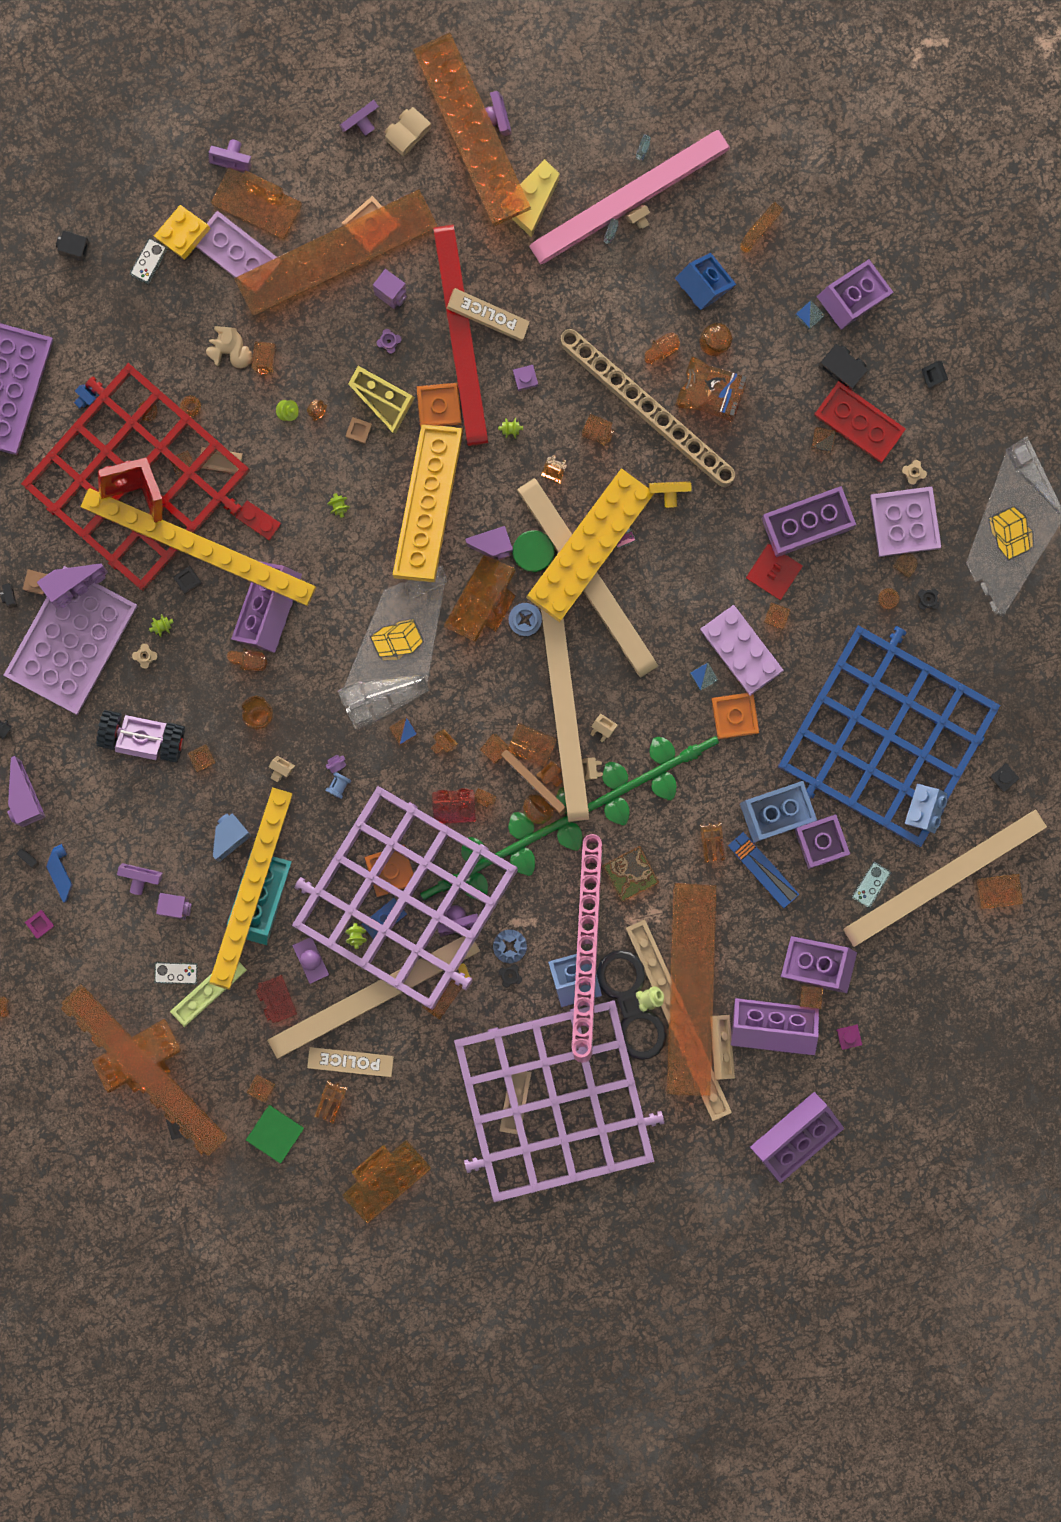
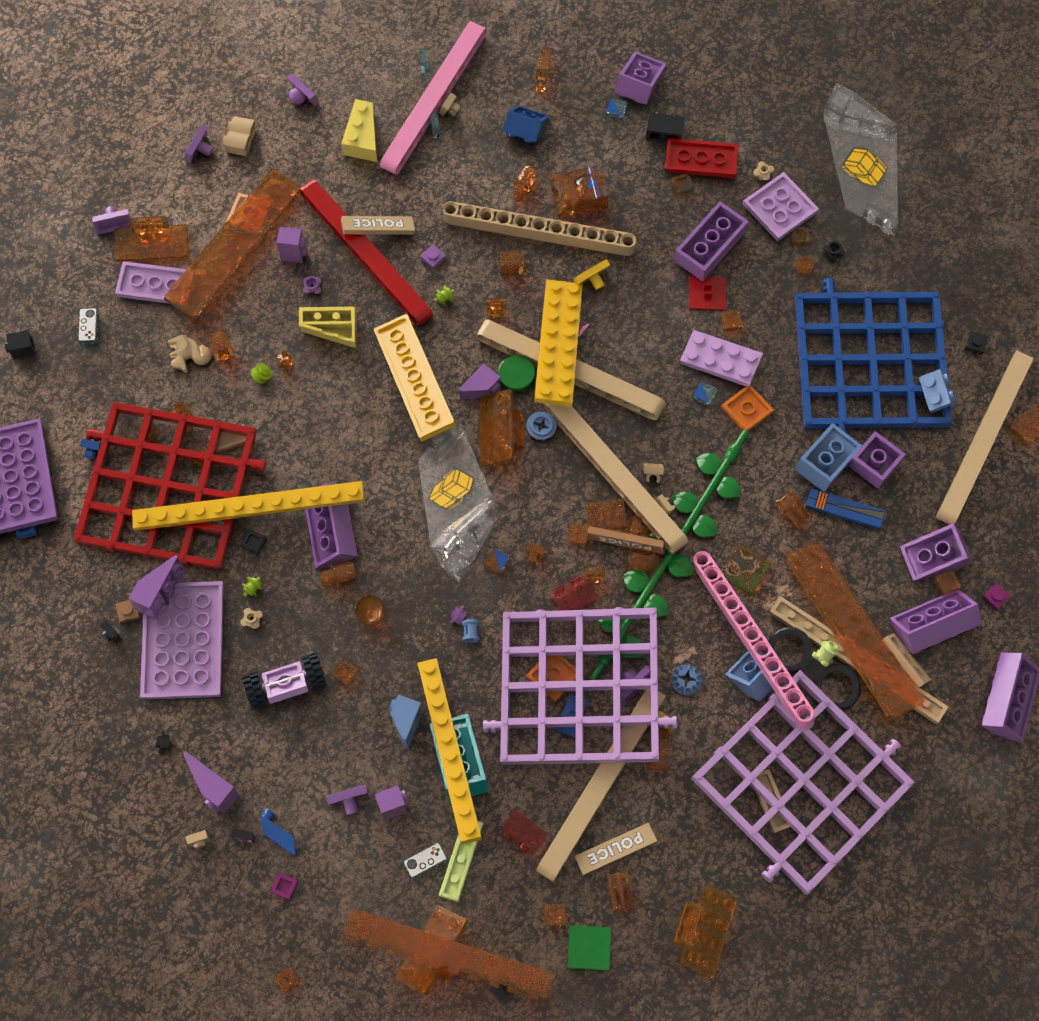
camera: 30 degrees left, 15 degrees down
(130, 477) = (167, 476): red bracket -> none
(182, 232) = (103, 290): yellow plate -> none
(258, 520) = (285, 467): red plate -> none
(280, 767) = (415, 642): tan tile -> none
(310, 960) = (532, 784): medium lavender tile -> none
(338, 505) = (343, 420): lime wheel -> none
(356, 936) = (557, 735): lime wheel -> none
(358, 430) = (326, 359): medium nougat plate -> none
(439, 405) = (378, 309): orange tile -> none
(472, 129) = (289, 107): clear orange plate -> none
(504, 972) = (701, 696): black plate -> none
(715, 339) = (558, 158): clear orange hair -> none
(871, 884) = (933, 474): clear light blue tile -> none
(934, 374) = (733, 99): black plate -> none

